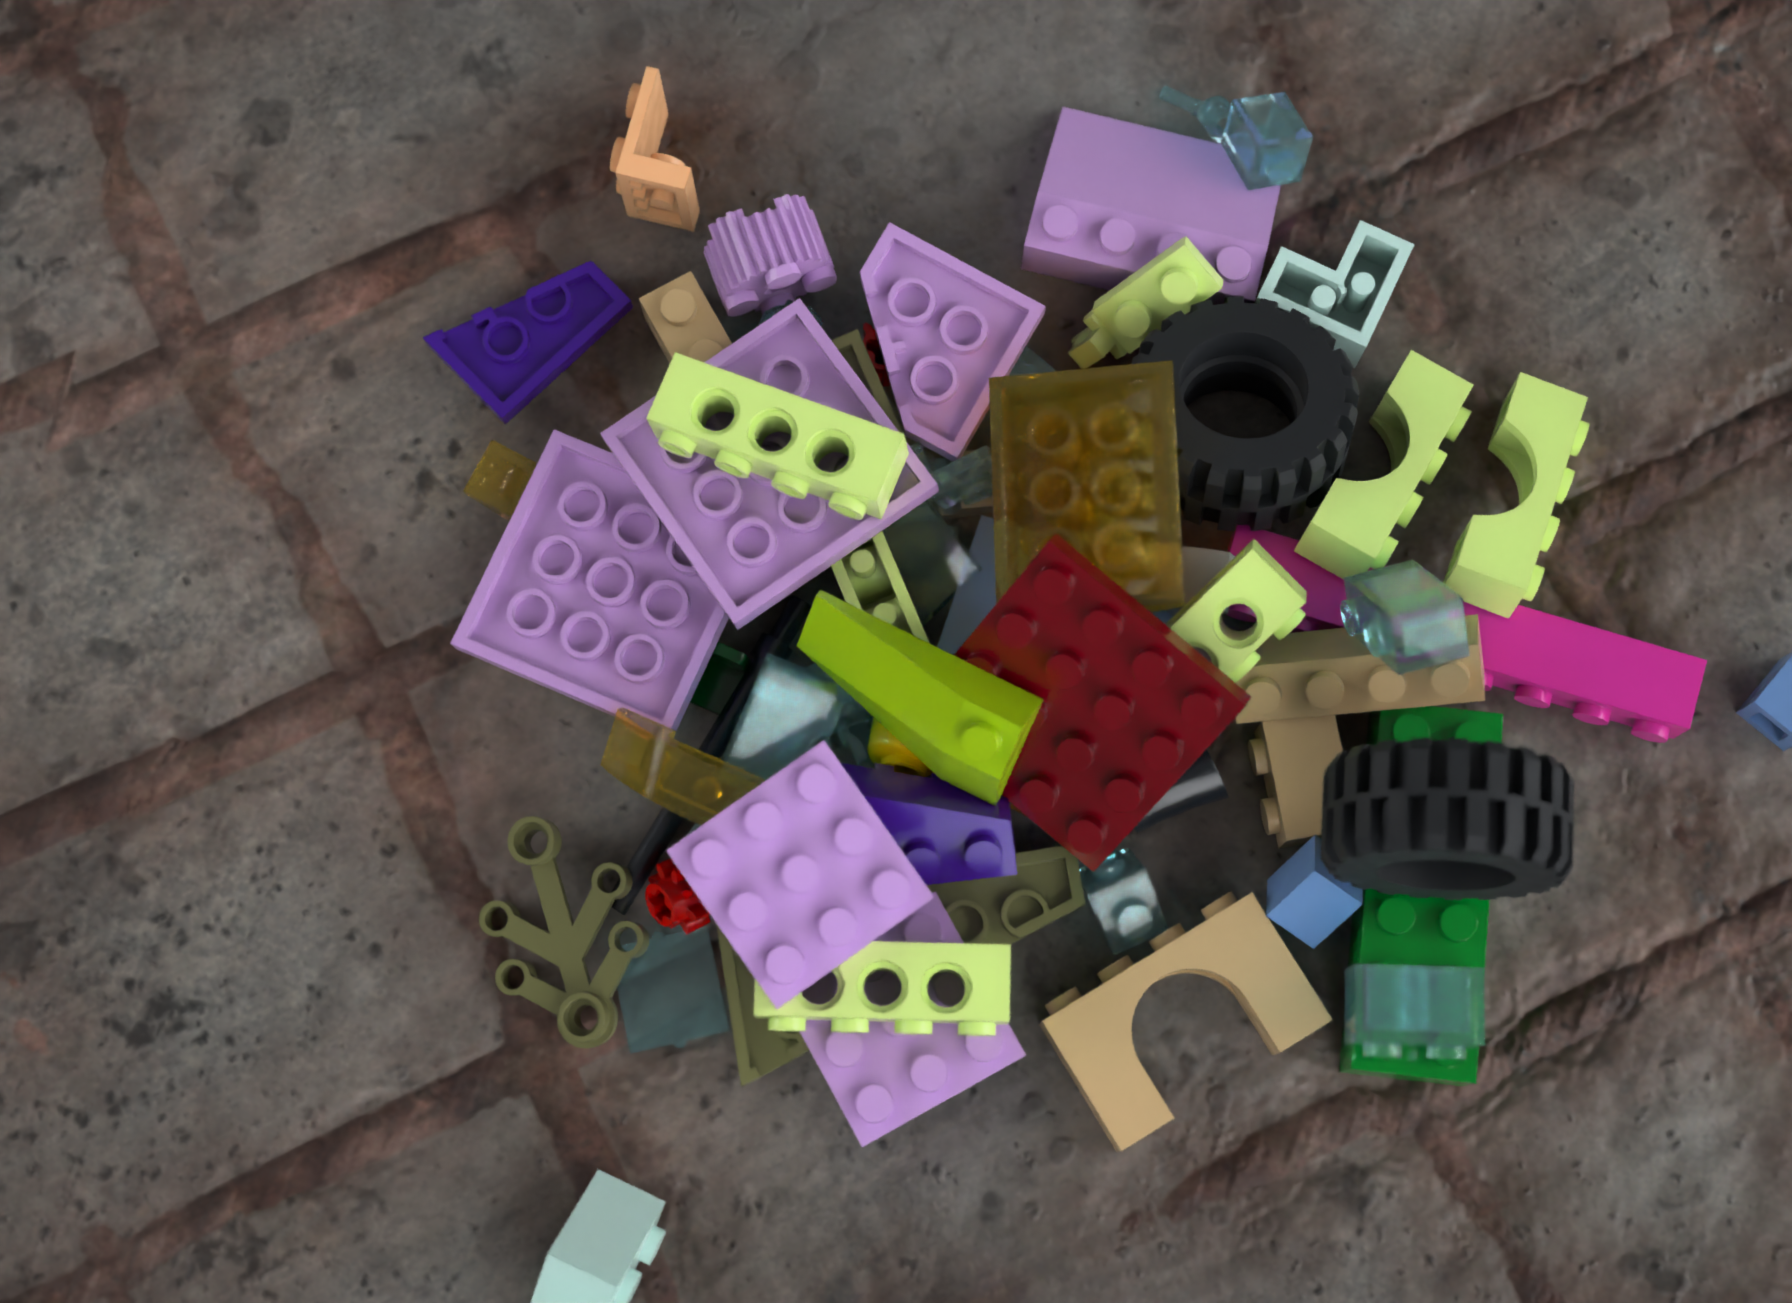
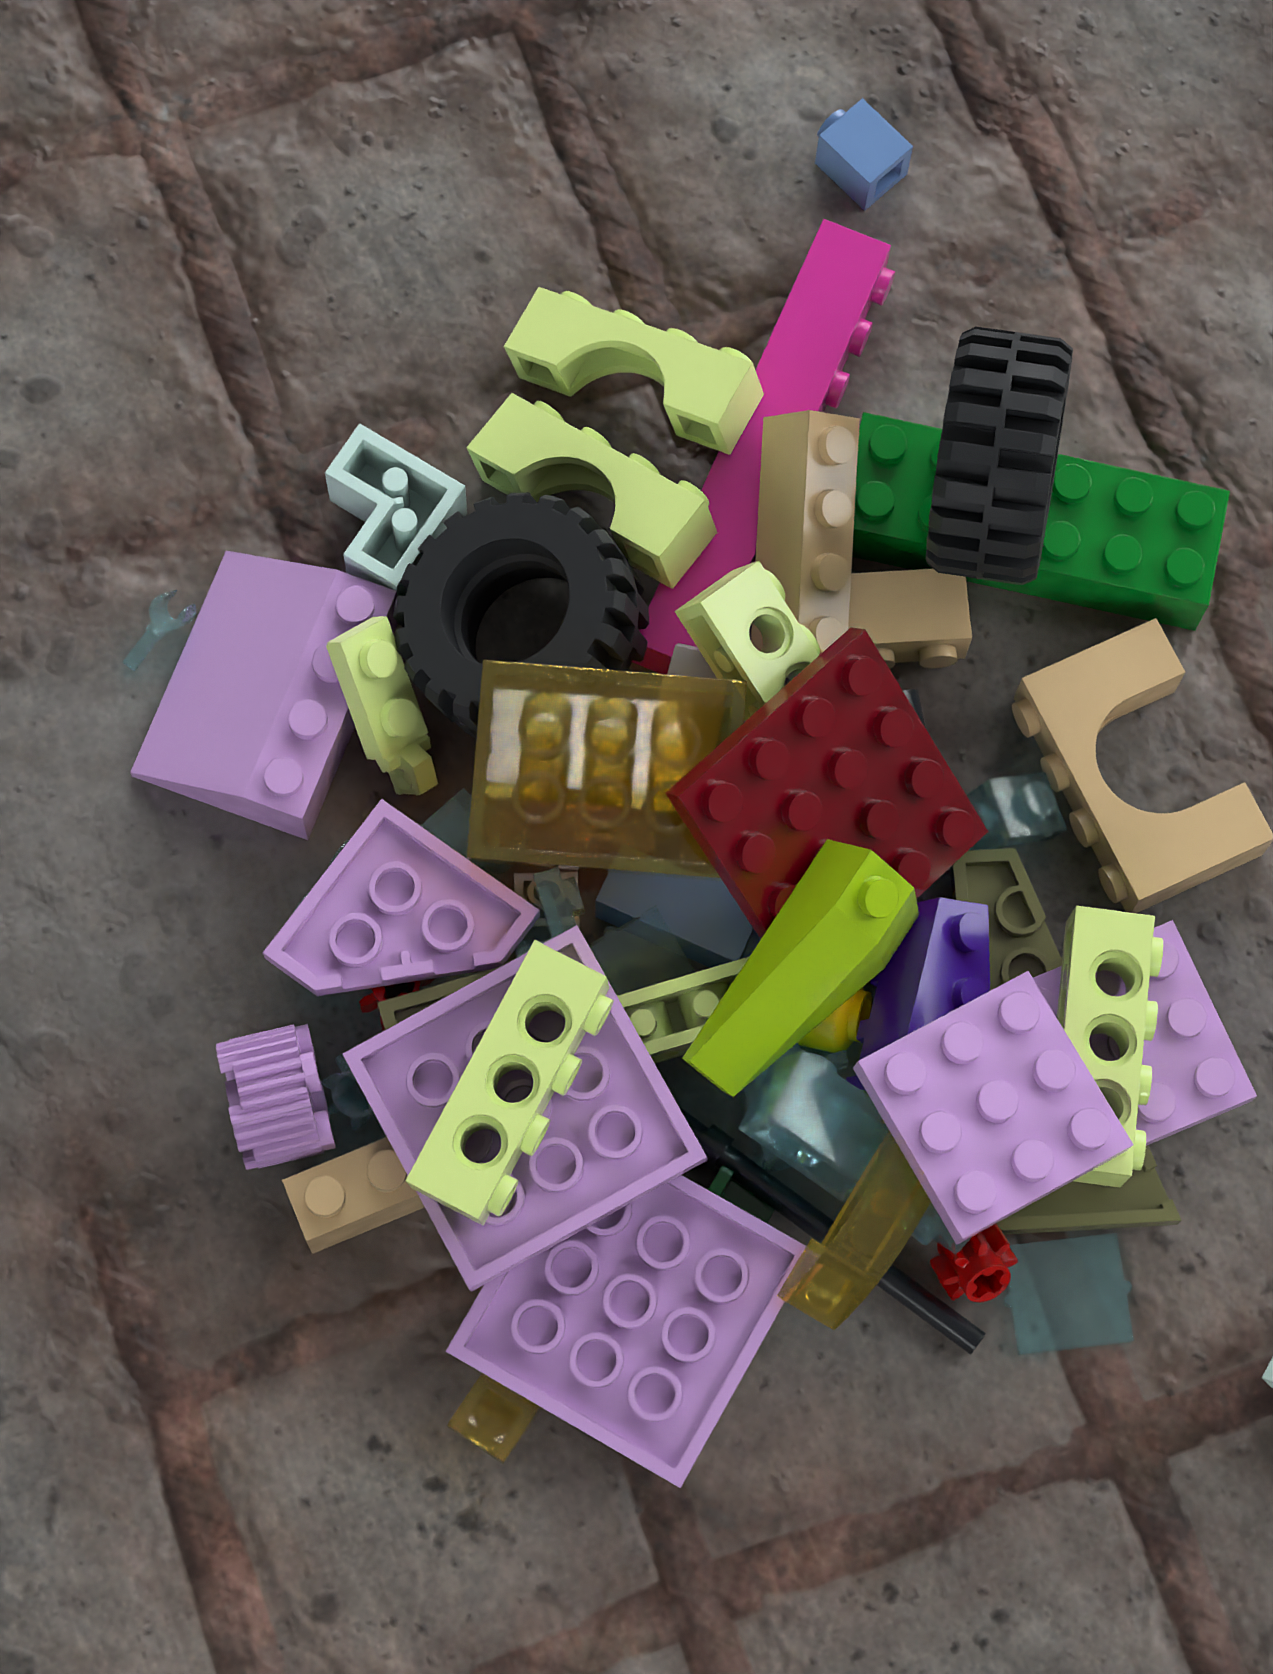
camera: 90 degrees left, 5 degrees down
(527, 343) = (323, 1379): dark purple wing -> none
(567, 940) = (1015, 1395): olive plant -> none
(650, 182) = (177, 1209): light nougat bracket -> none
(1266, 140) = (213, 560): clear light blue brick -> none
(1308, 898) = (1024, 622): medium blue brick -> none
(1405, 616) = (771, 476): clear light blue brick -> none
(1414, 1008) = (1163, 529): clear light blue brick -> none

